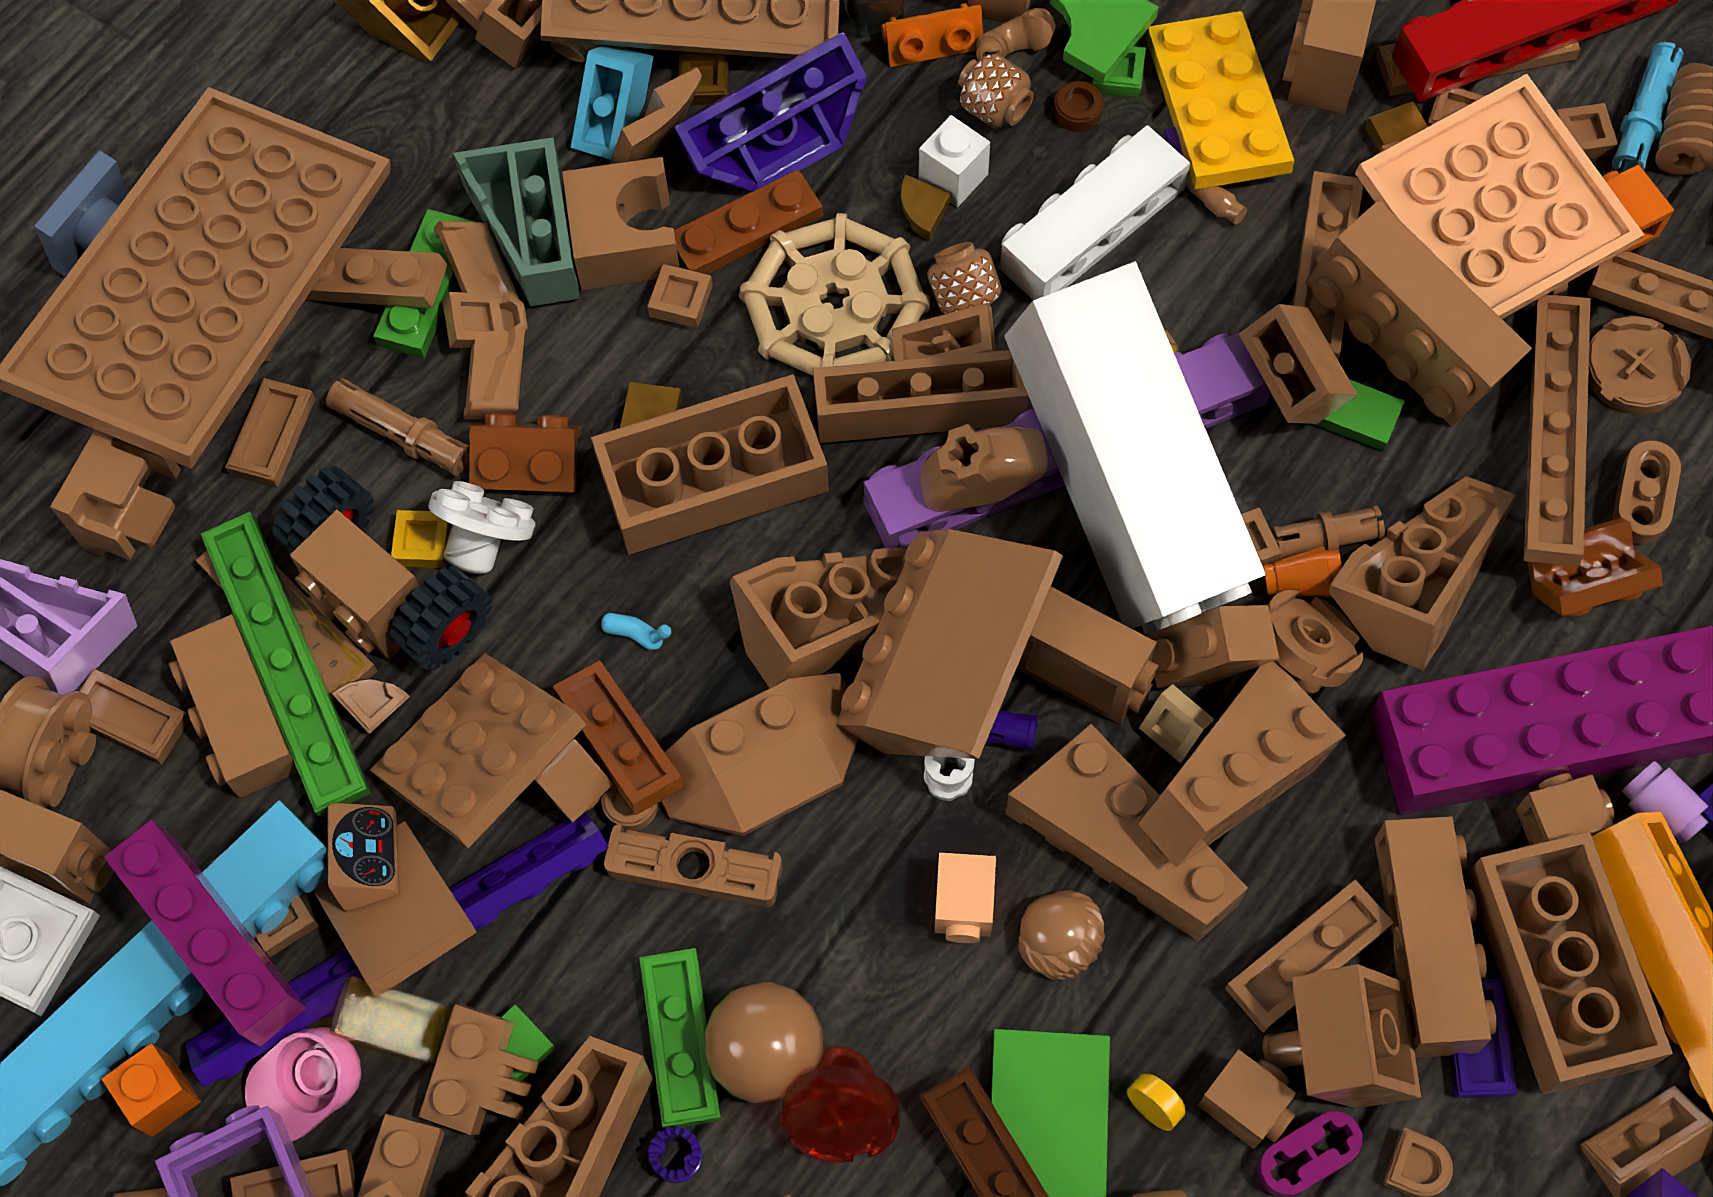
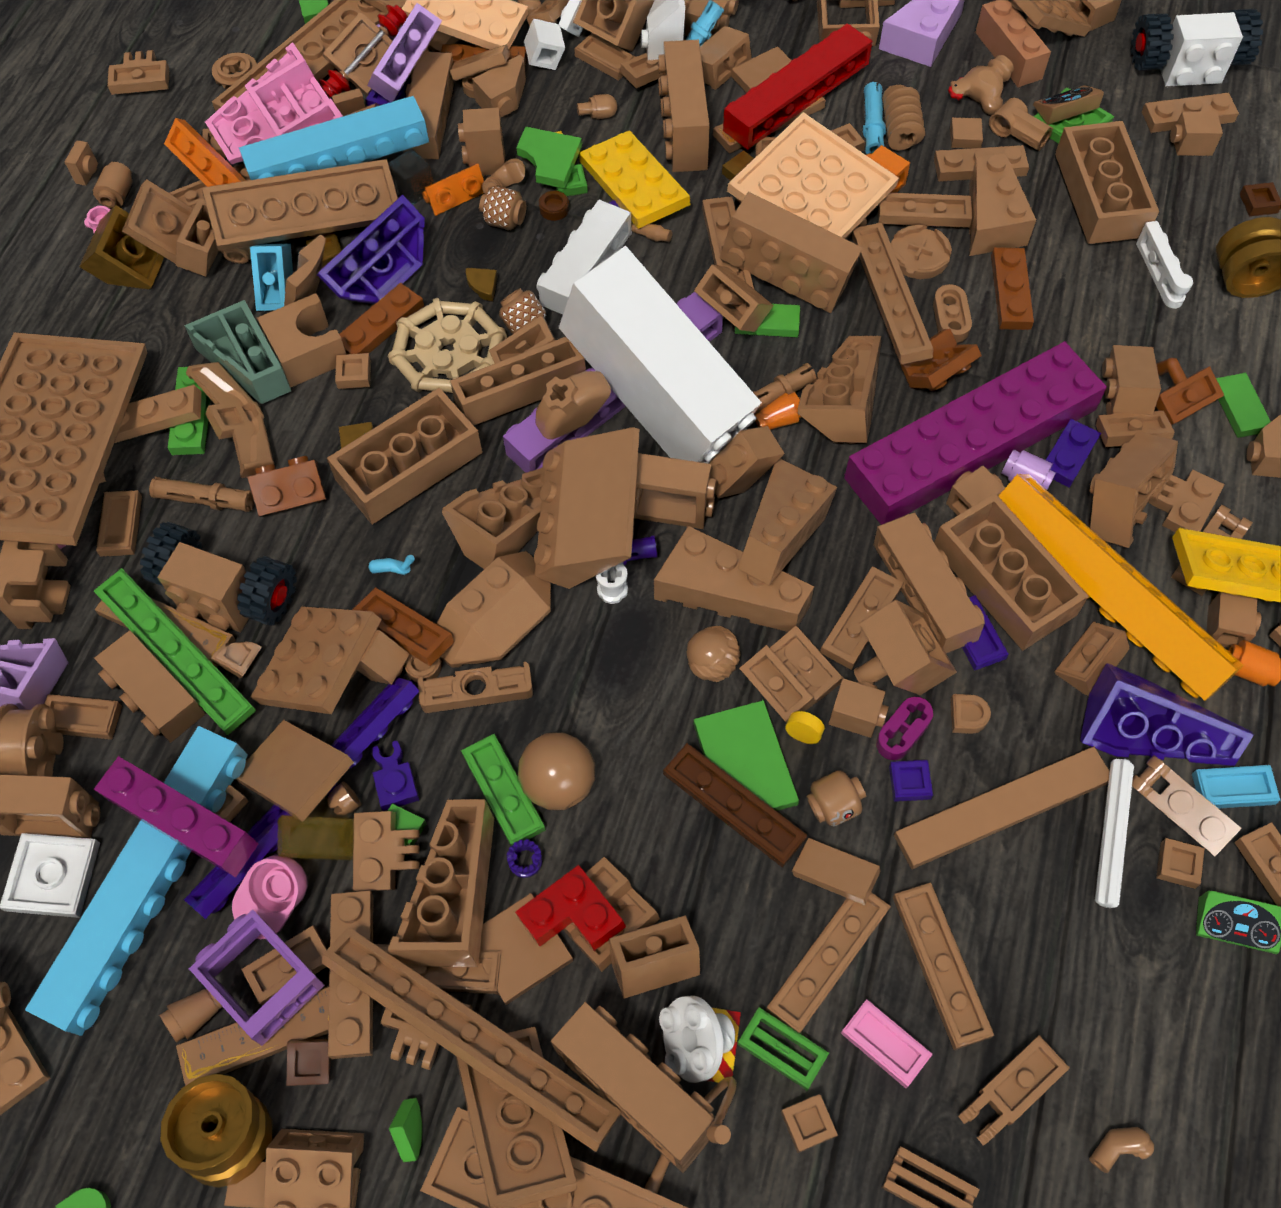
camera: 20 degrees left, 5 degrees down
(151, 1090) = (170, 933): orange brick -> none
(362, 854) = (263, 744): slope -> none
(420, 539) = (239, 549): yellow tile -> none
(450, 974) = (343, 799): none -> medium nougat hinge
(479, 525) = (272, 534): white plate -> none
(531, 971) = (395, 781): none -> dark purple plate
(841, 1109) = (619, 794): clear red tile -> none
(954, 159) = (492, 249): white brick -> none
(965, 896) = (648, 649): light nougat brick -> none
(1168, 1008) = (791, 674): none -> medium nougat slope
(1176, 723) = (736, 514): tan plate -> none
(1313, 641) = (801, 445): medium nougat plate -> none

